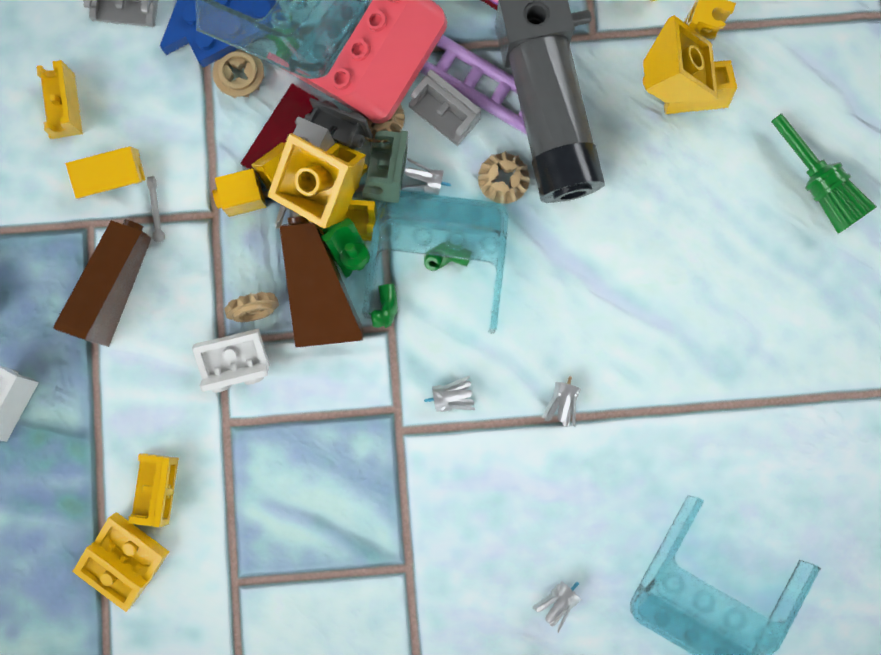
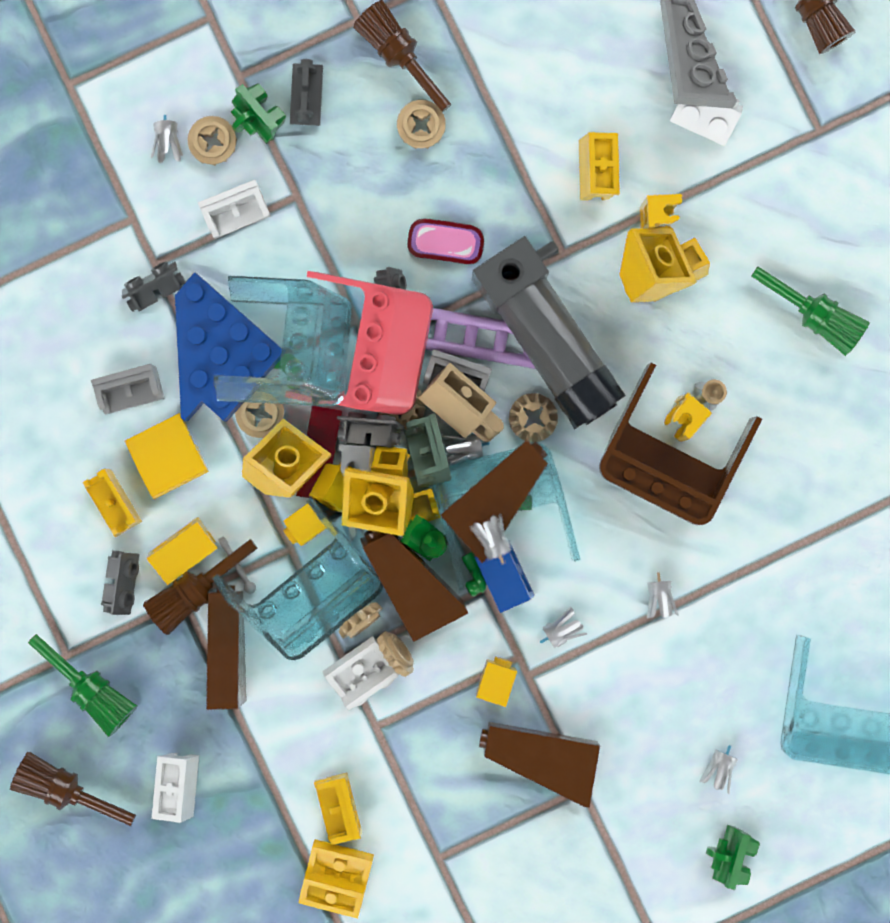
camera: 20 degrees left, 5 degrees up
(40, 176) = (120, 597): none -> dark grey hinge
(92, 215) = (190, 592): none -> reddish brown piece
(130, 78) = (166, 456): none -> yellow slope
(212, 269) = (314, 598): none -> clear light blue windscreen
(238, 119) = (283, 461): none -> yellow slope
(273, 353) = (396, 653): none -> tan gear
(364, 422) = (496, 681): none -> yellow brick
(384, 522) = (549, 759): none -> reddish brown slope
(413, 263) = (494, 541): none -> flat silver piece
(414, 320) = (506, 581): none -> blue hinge
(432, 230) = (497, 493): none -> reddish brown slope
(437, 132) = (462, 404): none -> tan brick
(613, 277) = (665, 473): none -> reddish brown windscreen
(662, 226) = (688, 413): none -> yellow hinge
(692, 216) = (712, 392): none -> tan piece

